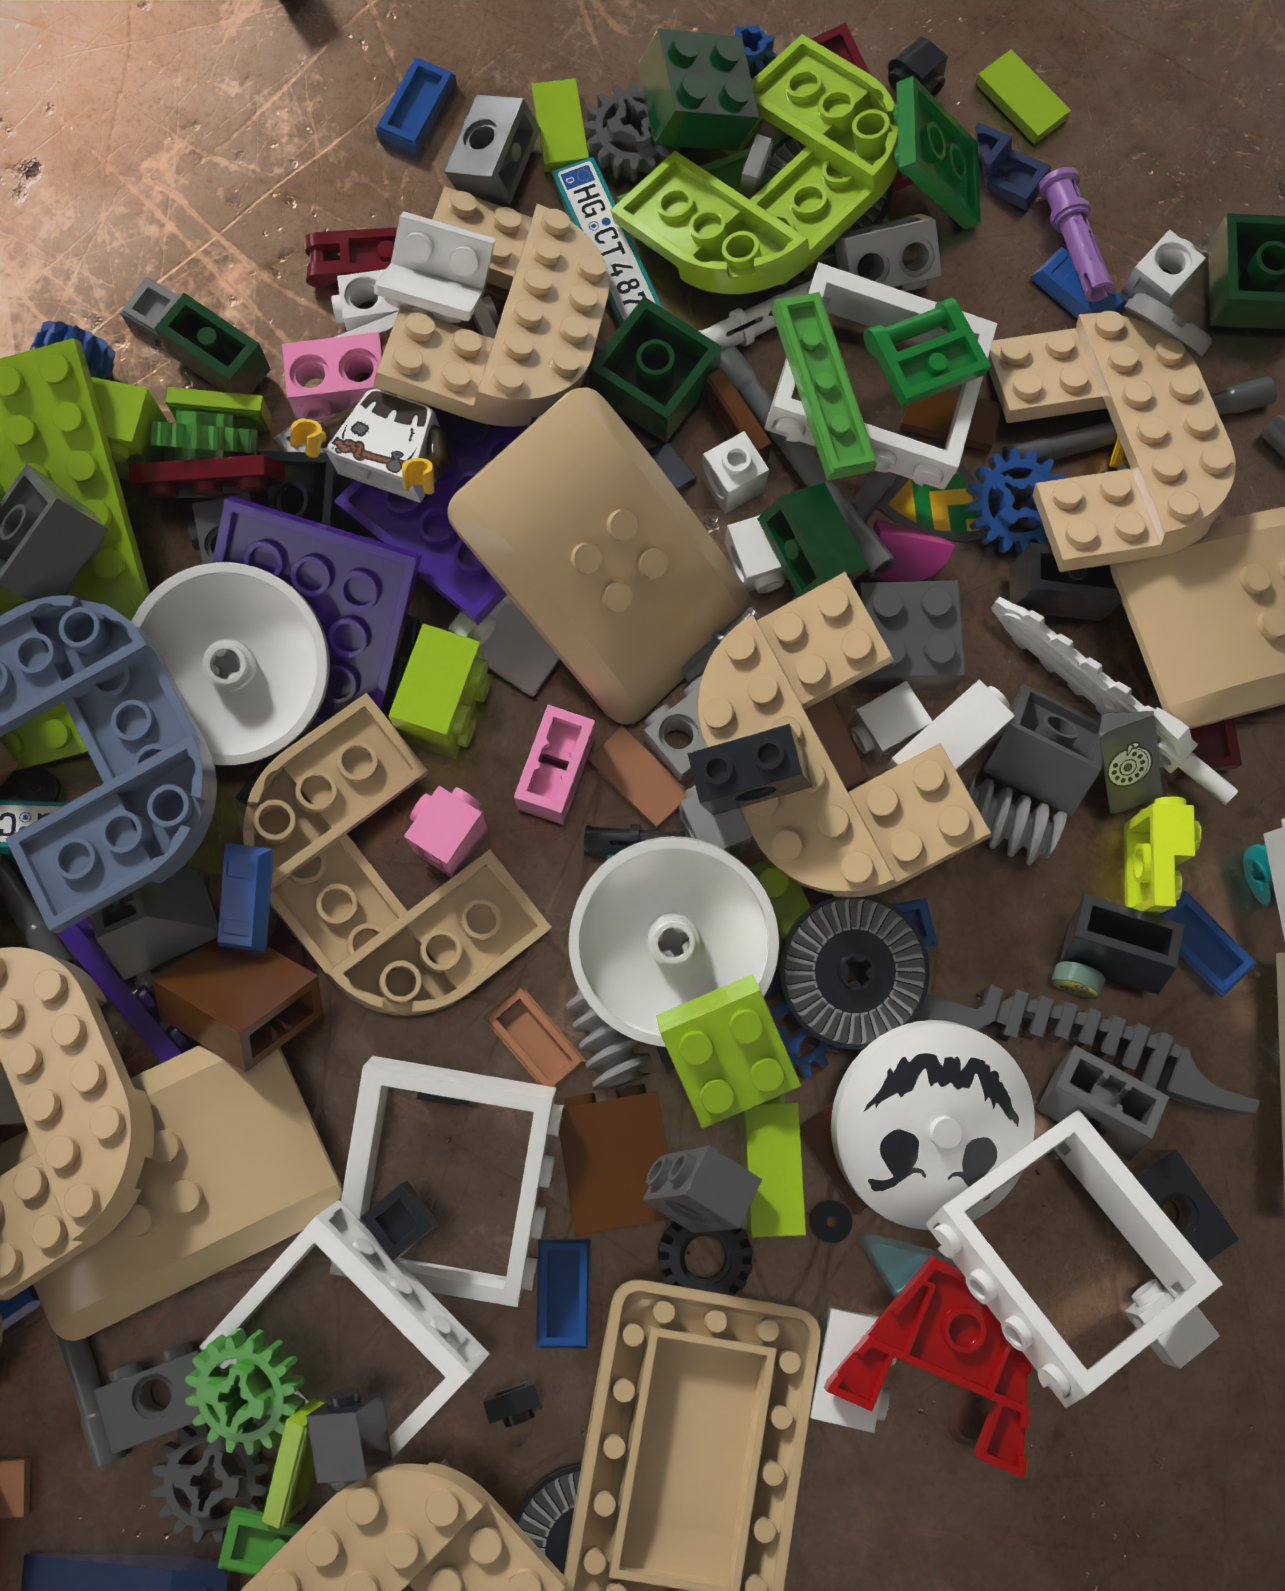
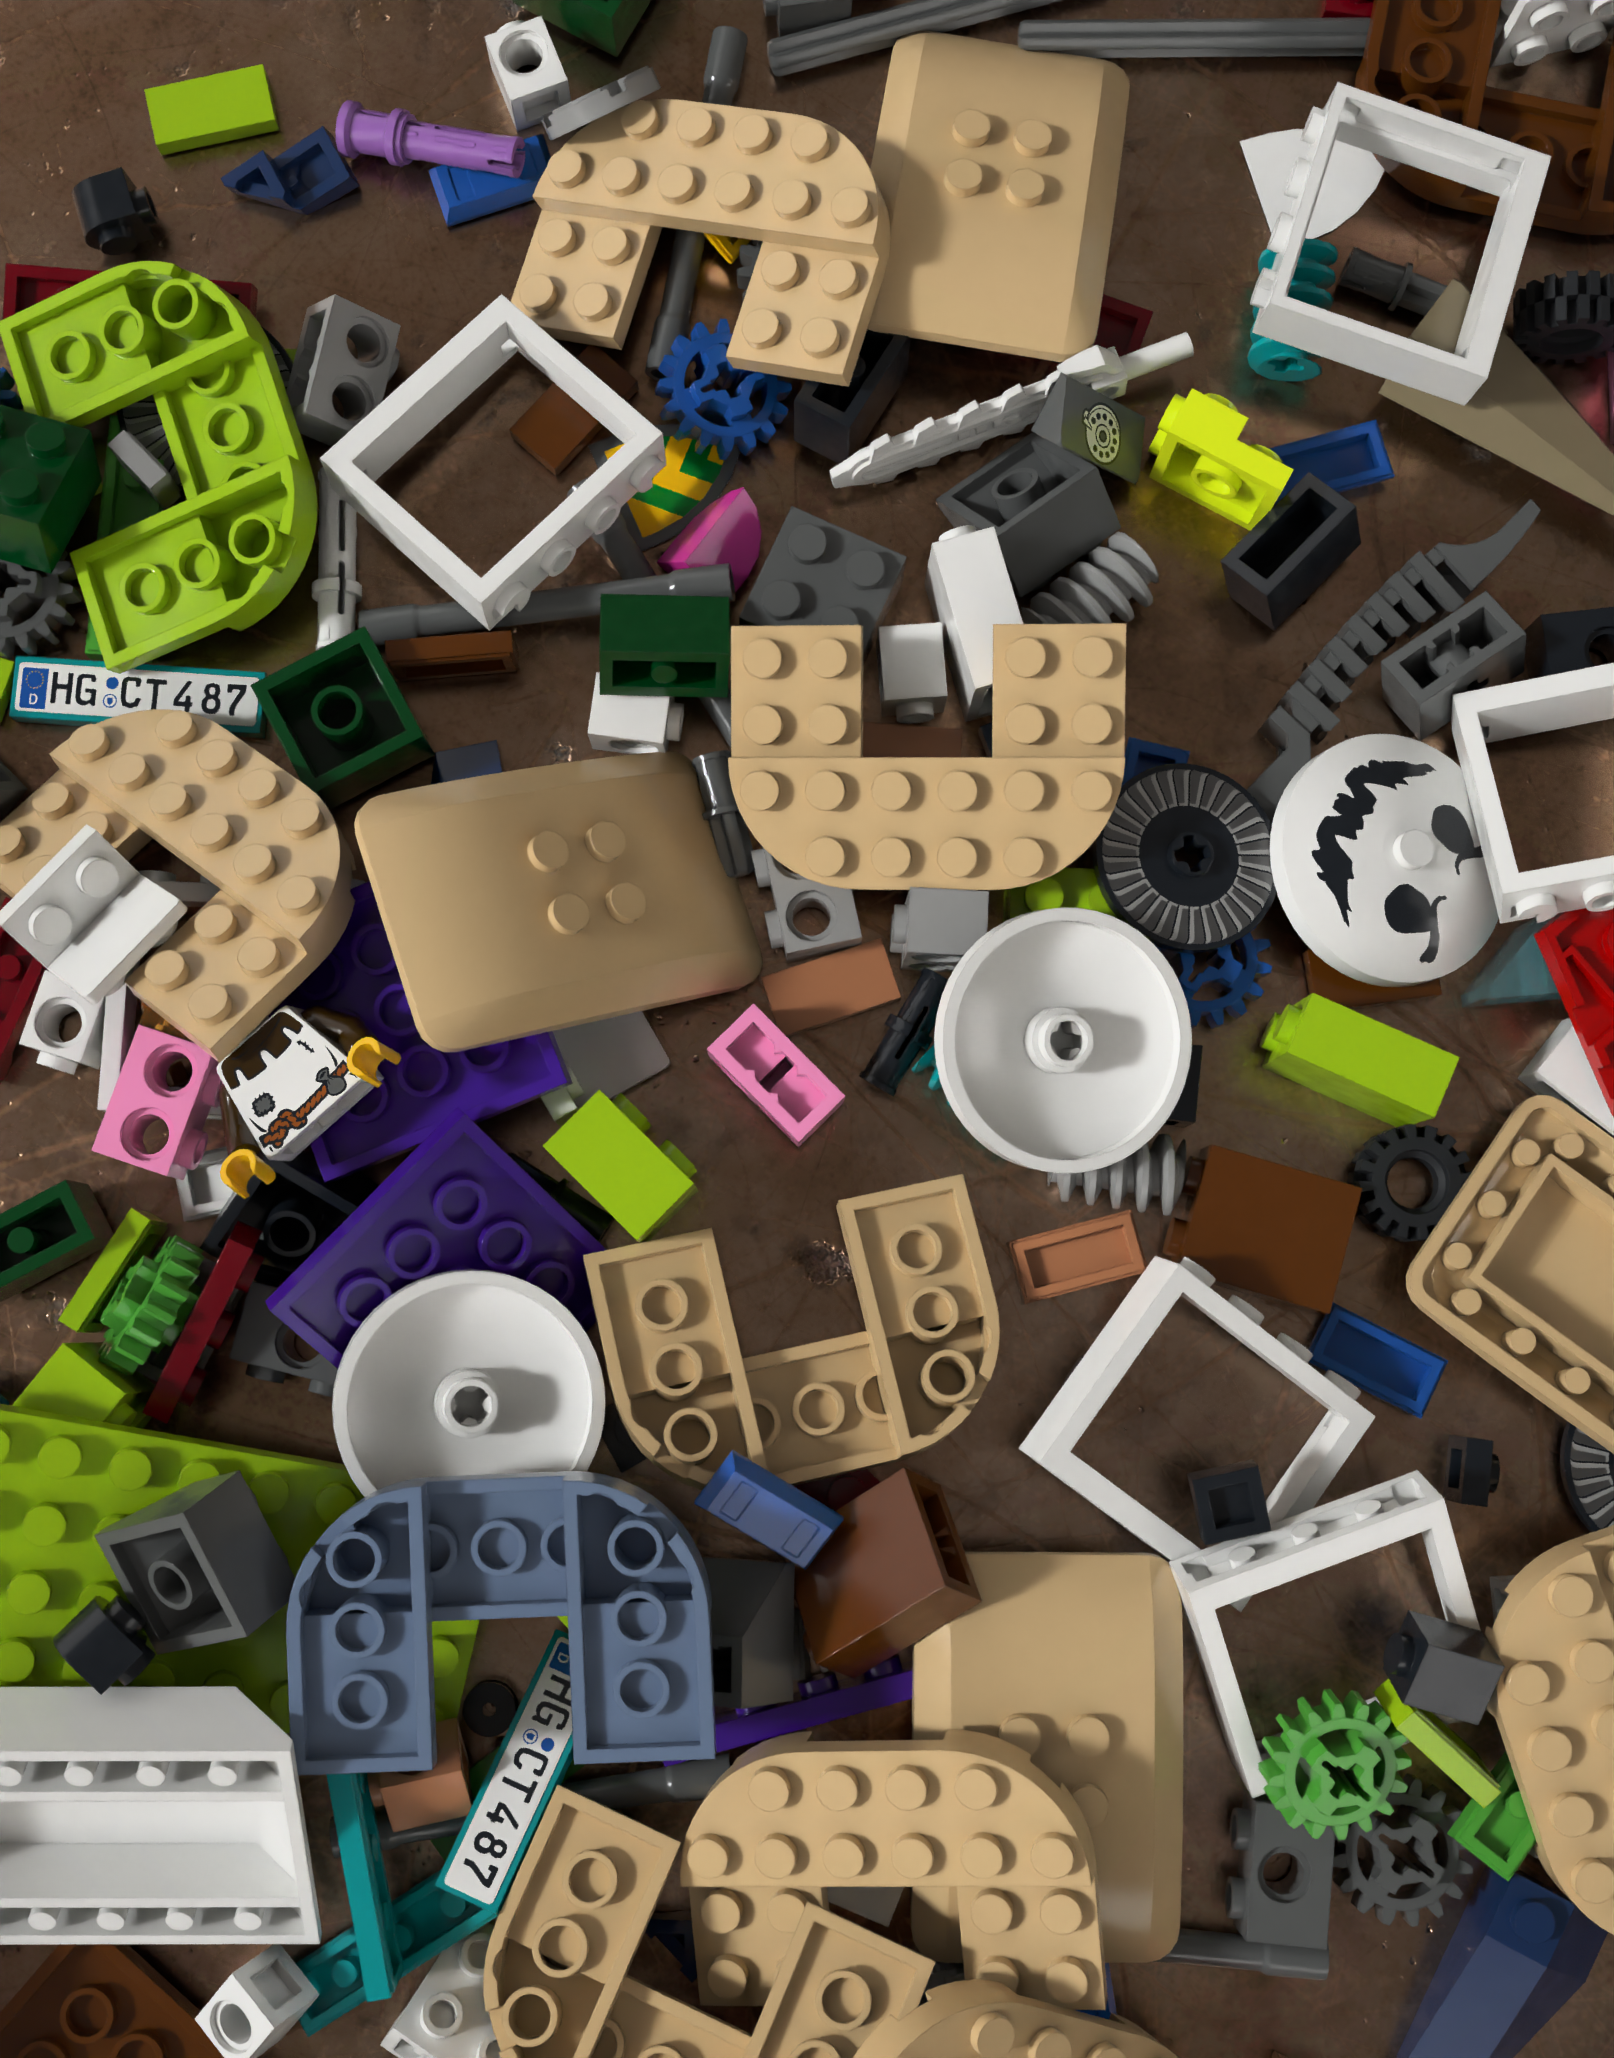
camera: 65 degrees left, 5 degrees up
(447, 829) = (795, 1237): bright pink brick -> none
(701, 1189) = (1356, 1146): dark grey brick -> none
(727, 1051) = (1219, 1039): lime brick -> none
(734, 472) = (520, 692): white brick -> none
(749, 770) = (923, 853): black brick -> none
(823, 386) = (485, 532): bright green tile -> none
(841, 1226) = (1445, 1018): black piece -> none
(931, 364) = (523, 392): green plate -> none
(937, 153) = (247, 247): green plate -> none
(1078, 980) = (1303, 619): sand green tile -> none

